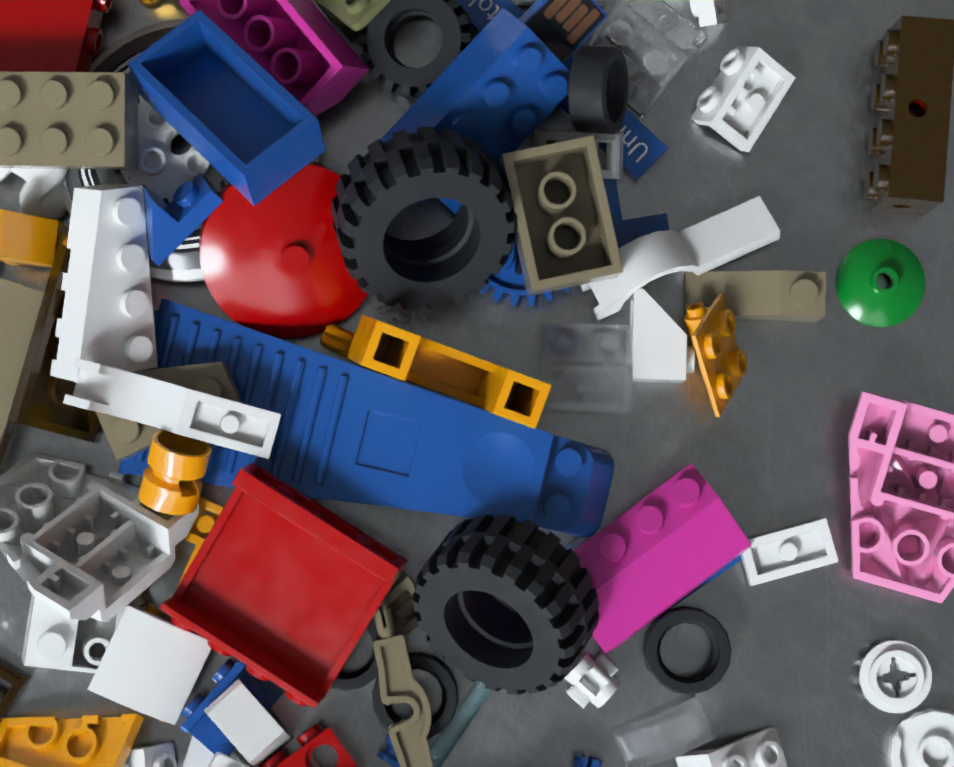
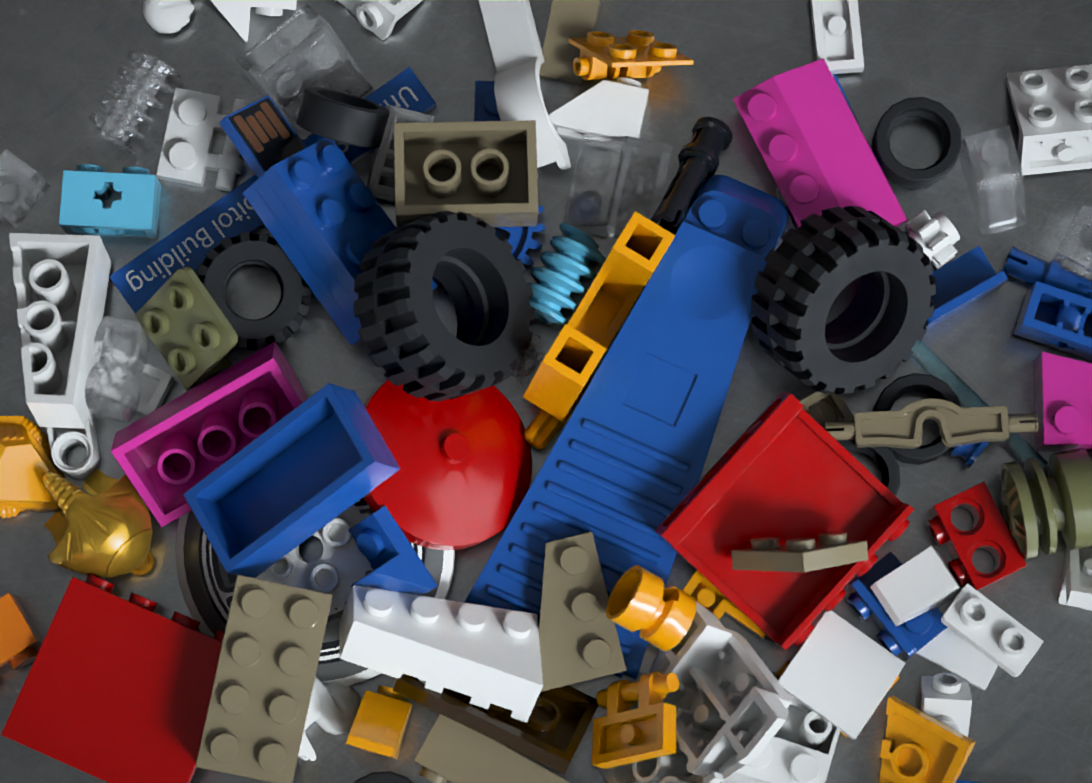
camera: 80 degrees left, 5 degrees down
(57, 481) = (638, 733): none -> light orange plate
(174, 408) = (588, 592): white piece -> none
(242, 607) = (799, 553): none -> dark tan plate
(487, 331) = (563, 274): none -> medium azure piece
(555, 718) = (963, 284): none -> blue panel
(622, 439) = (697, 162): none -> black pin

